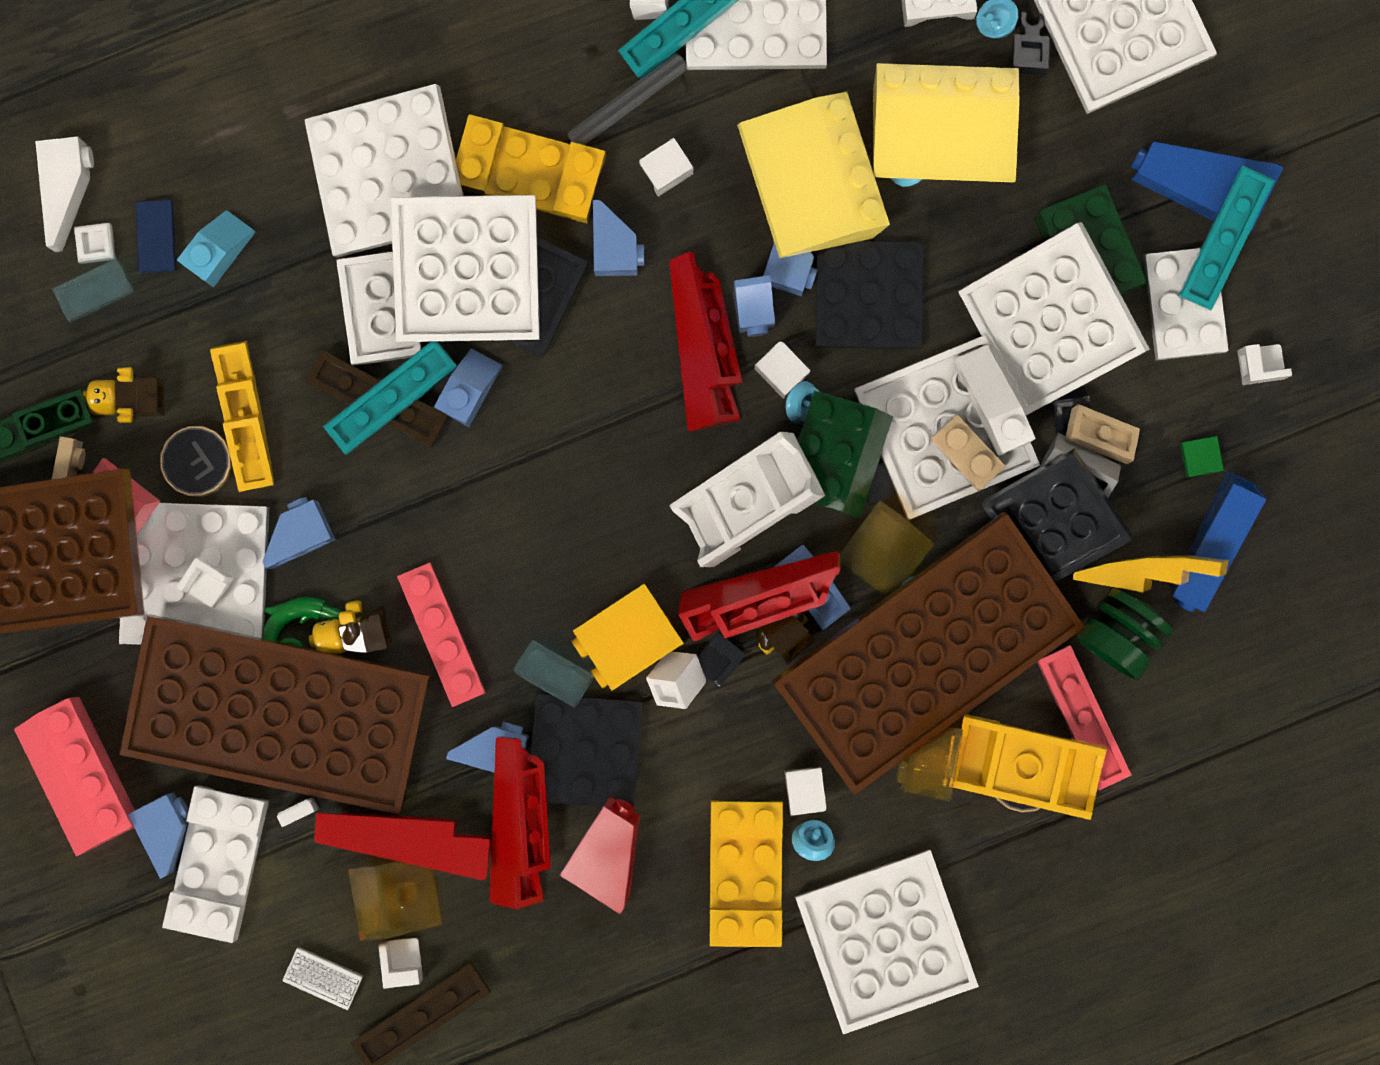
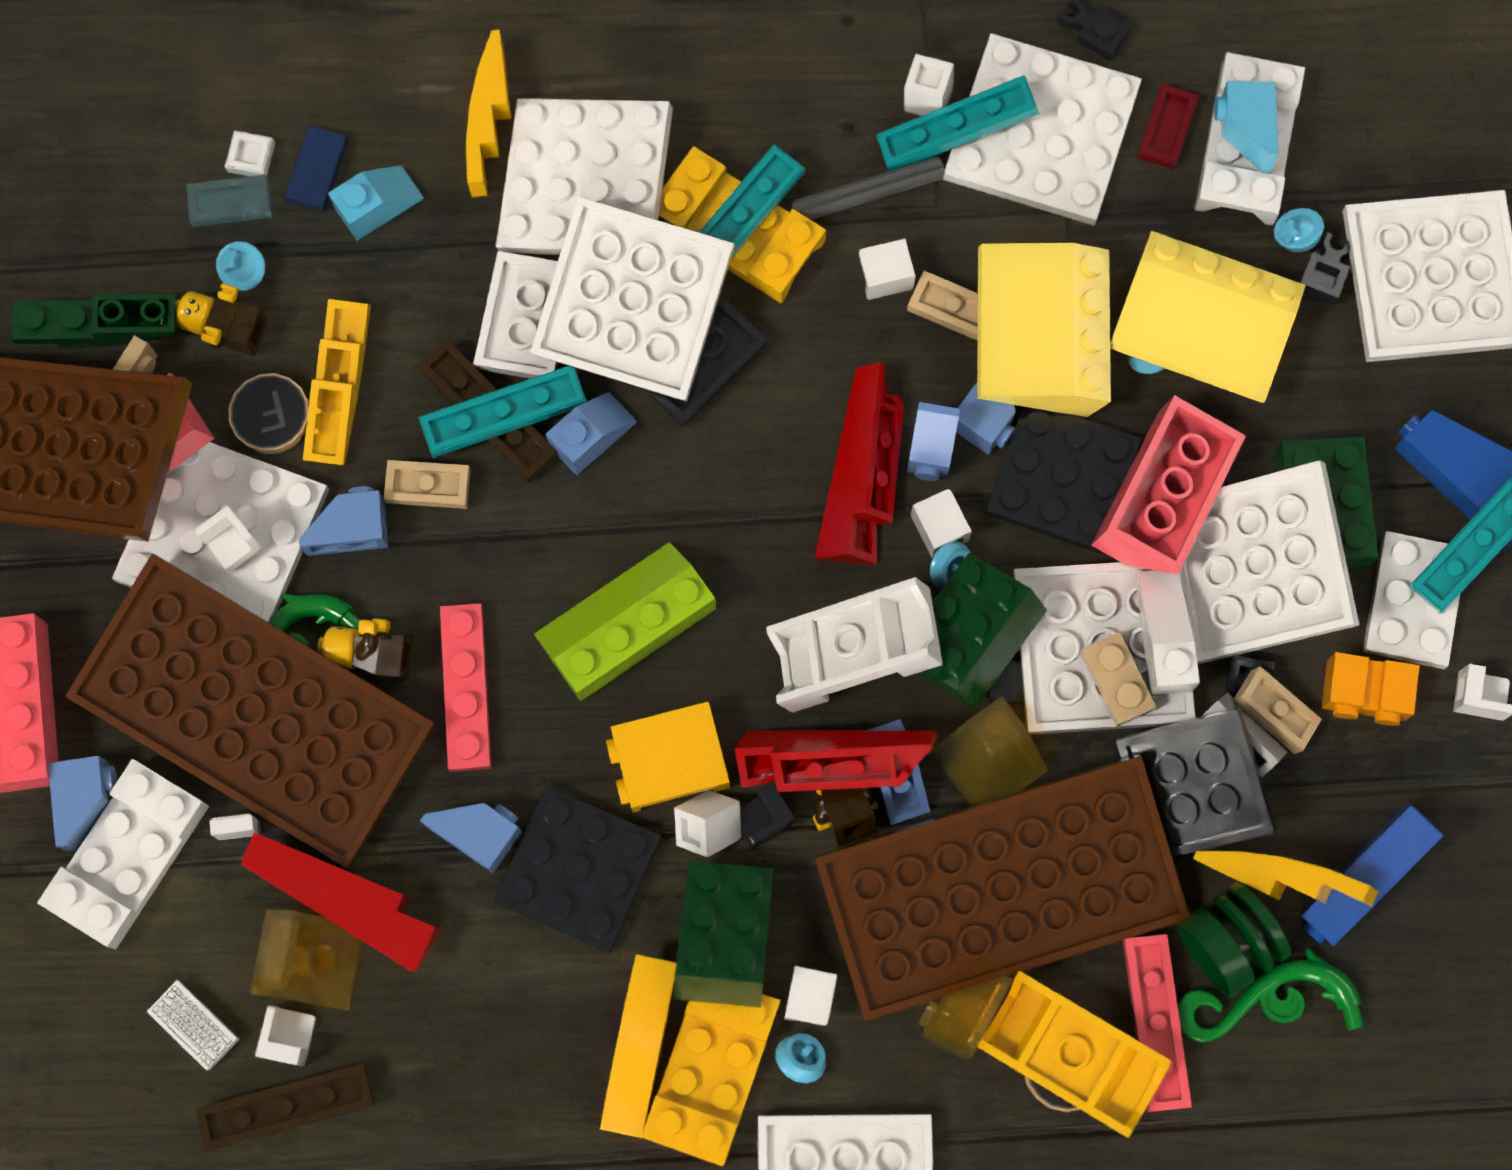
camera: 20 degrees right, 10 degrees down
(63, 181) = (239, 83): white slope -> none
(124, 344) = (240, 265): none -> medium azure hat
(281, 132) = (487, 104): none -> yellow slope
(349, 478) = (427, 484): none -> tan plate
(518, 826) = (473, 925): red wedge -> none
(535, 146) = (754, 198): none -> teal tile
(552, 536) = (626, 620): none -> lime slope
(553, 673) = (573, 770): clear light blue plate -> none
(607, 855) = (560, 992): slope -> none
(614, 244) = (802, 332): medium blue slope -> none
(683, 875) = (638, 1046): none -> yellow slope
(721, 766) = (723, 934): none -> dark green brick
(725, 180) = (946, 304): none -> tan plate
(960, 281) = (1169, 489): none -> coral slope
(1171, 390) = (1370, 688): none -> light orange brick
(1193, 633) = (1263, 989): none -> green plant
(1201, 457) = (1382, 774): green tile -> none

